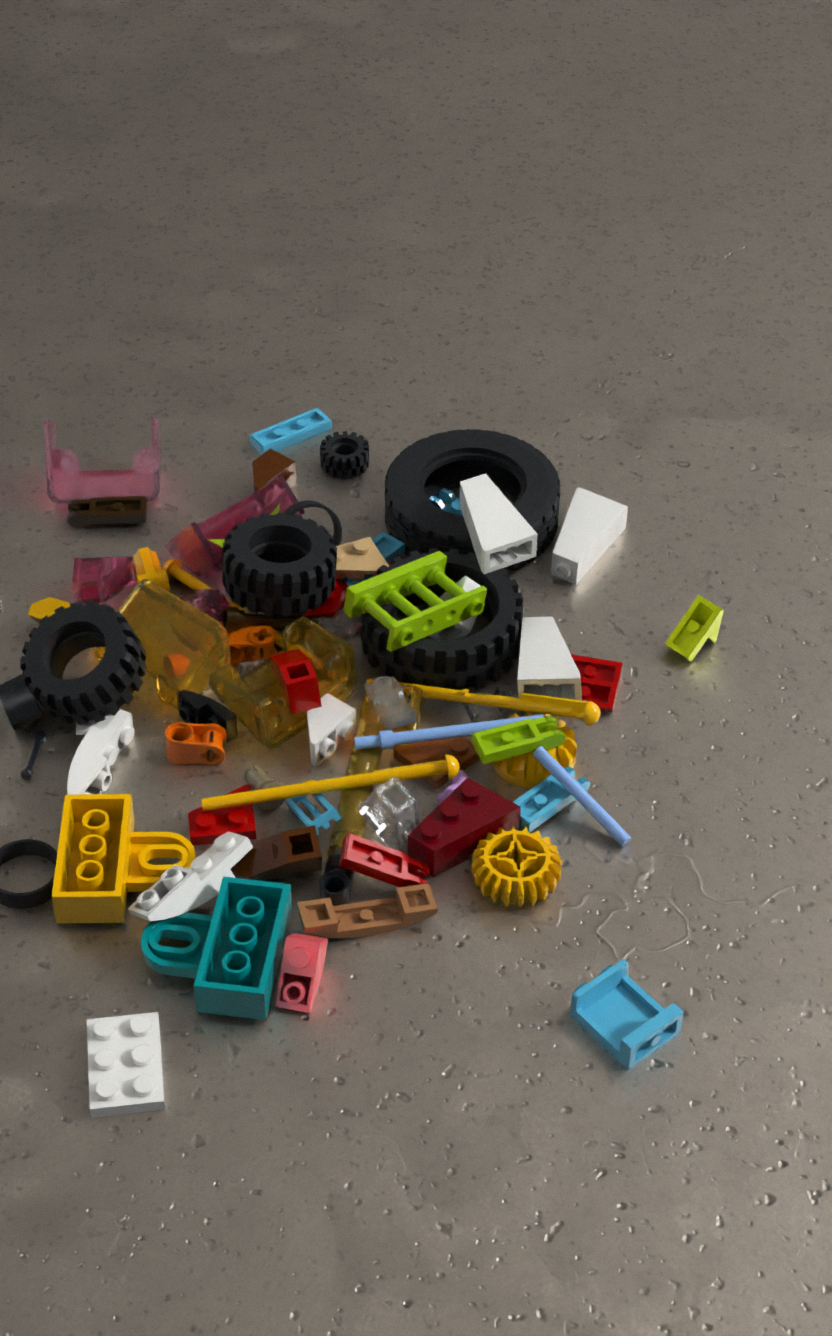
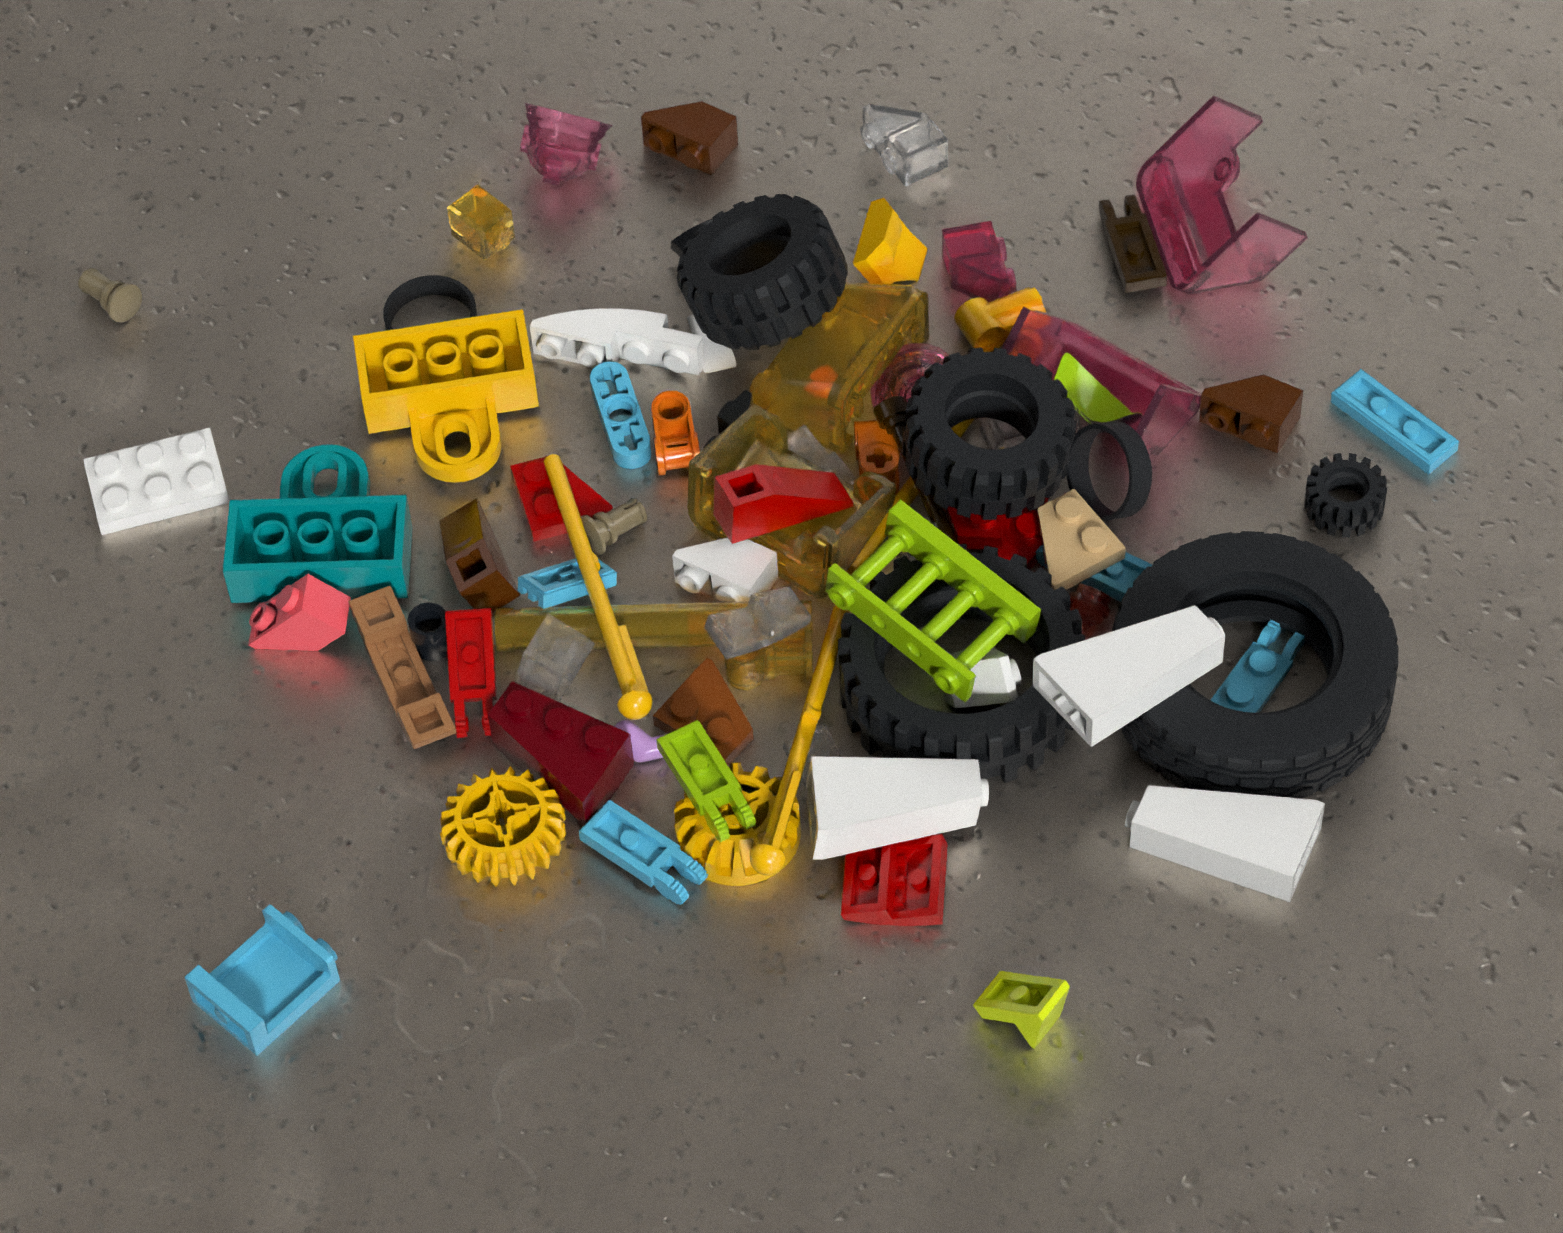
camera: 85 degrees right, 10 degrees up
(39, 738) = (602, 281): black hinge -> none
(149, 767) = (617, 430): none -> medium azure beam
(188, 888) = (401, 468): white slope -> none
(387, 739) = (689, 634): light blue bar -> none
(582, 796) = (637, 884): light blue bar -> none

